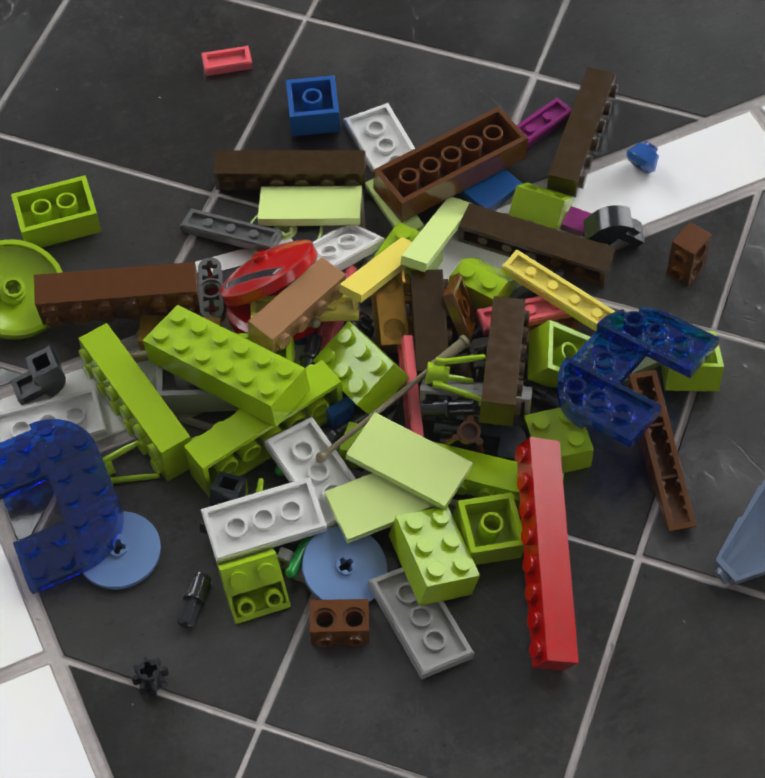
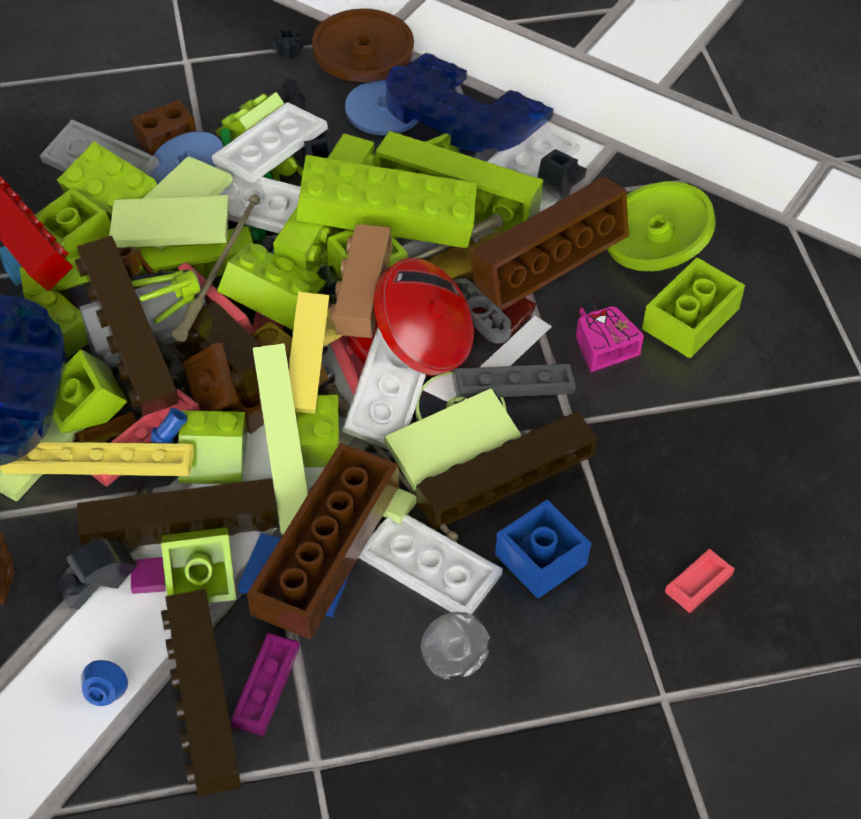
camera: 145 degrees right, 5 degrees down
(84, 621) = (362, 44): none -> reddish brown dish
(137, 230) = (606, 336): none -> dark pink torso
(412, 78) = (455, 645): none -> clear tile
(515, 288) = (169, 427): none -> blue pin

